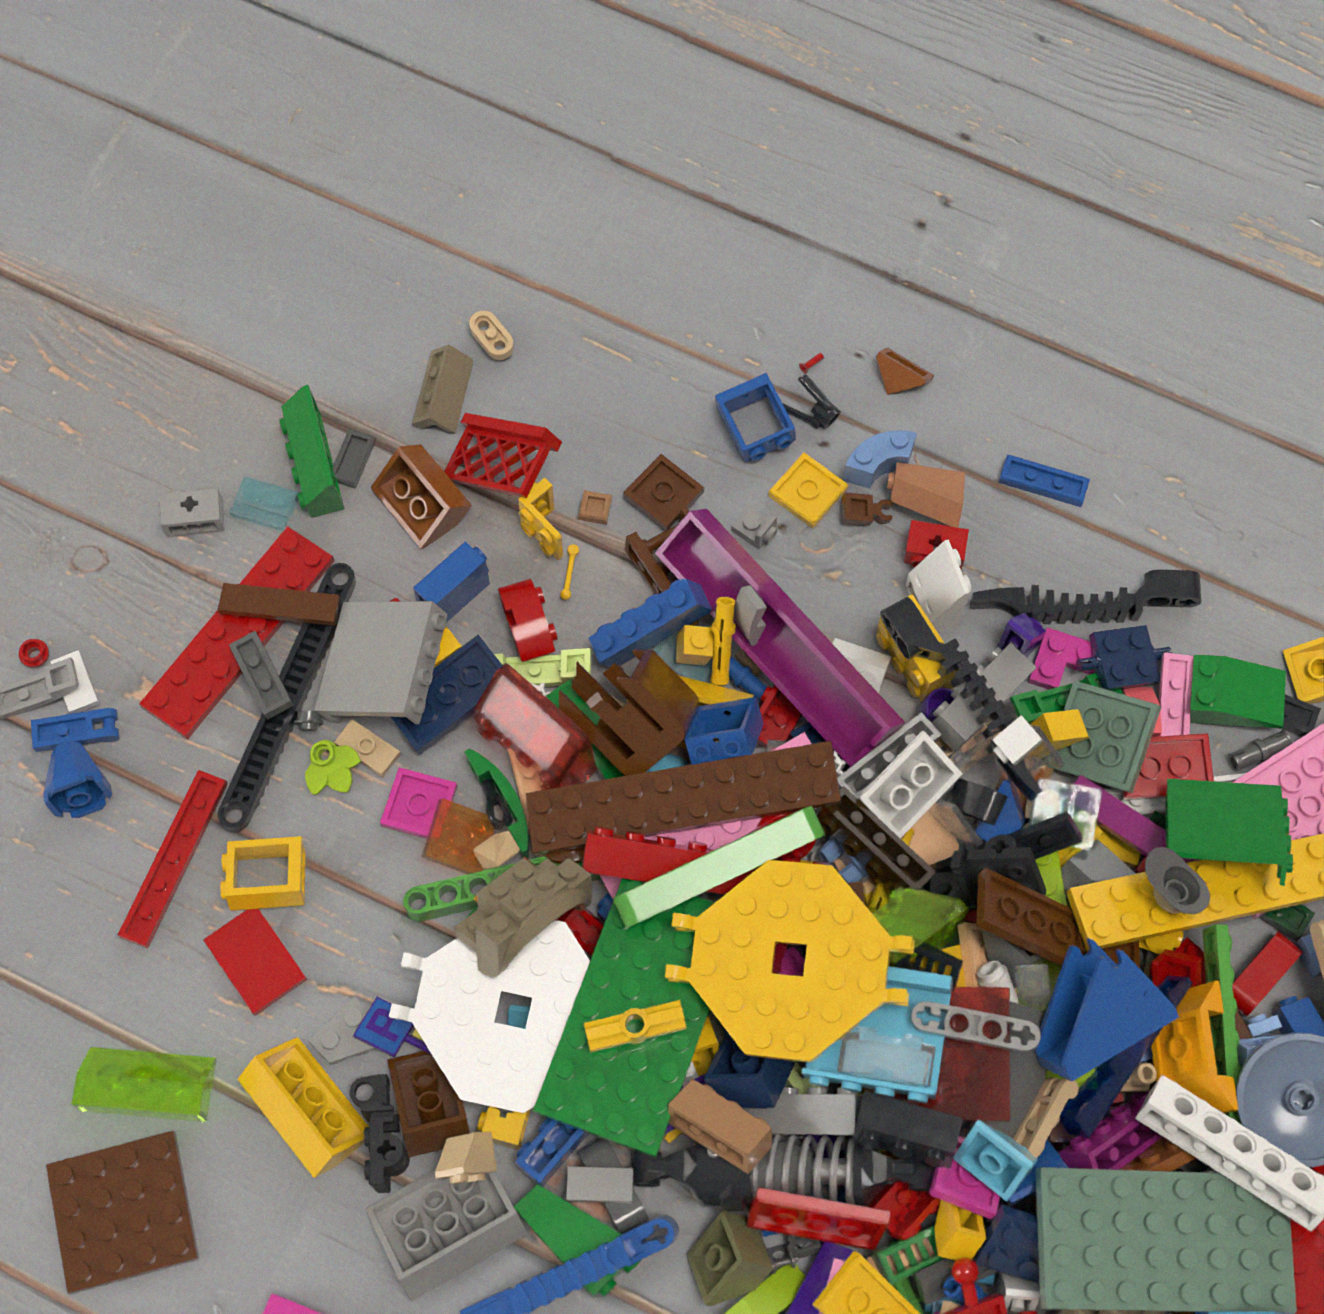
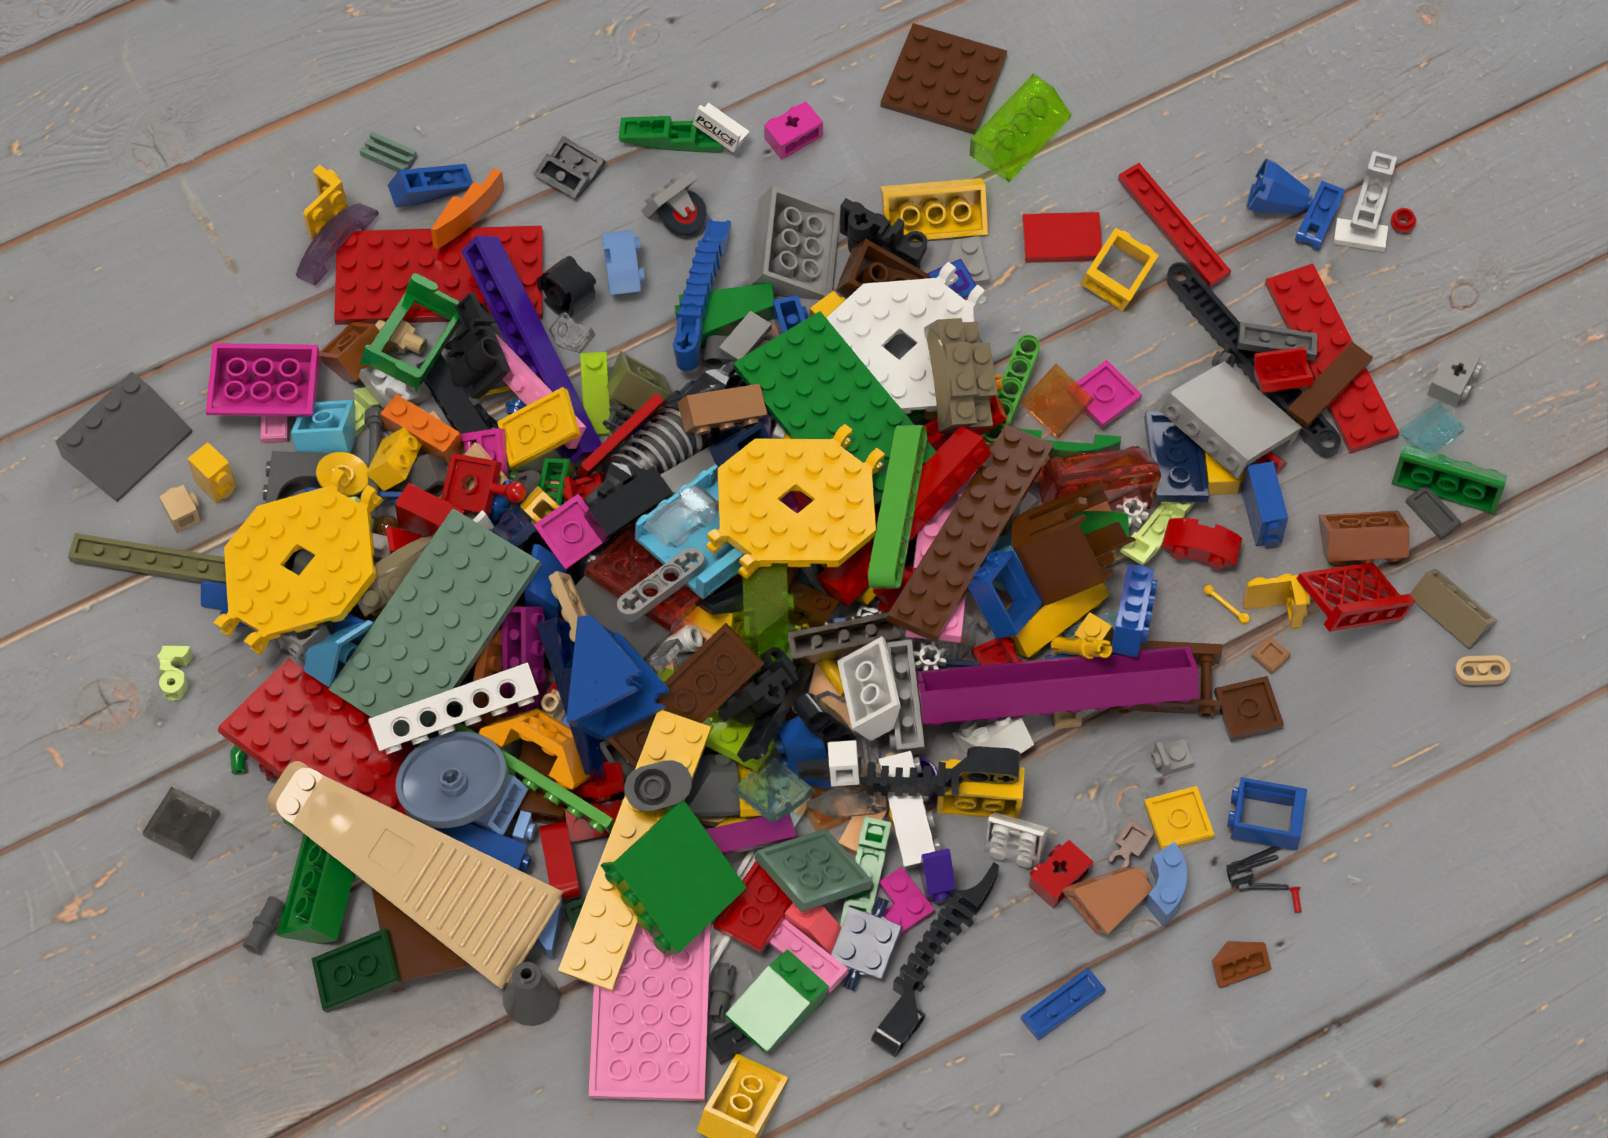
camera: 125 degrees right, 5 degrees down
(296, 647) = (1282, 370): none -> red bracket
(333, 771) = (1175, 356): lime plate -> none
(372, 750) = (1160, 389): tan plate -> none
(467, 1158) = (821, 265): tan slope -> none
(493, 798) = (1072, 438): black piece -> none
(496, 850) = (1030, 416): tan slope -> none
(656, 1019) = (820, 402): yellow piece -> none
(748, 614) = (1082, 663): light grey slope -> none
(995, 1159) = (563, 545): medium azure slope -> none
(1062, 727) = (840, 842): yellow slope -> none

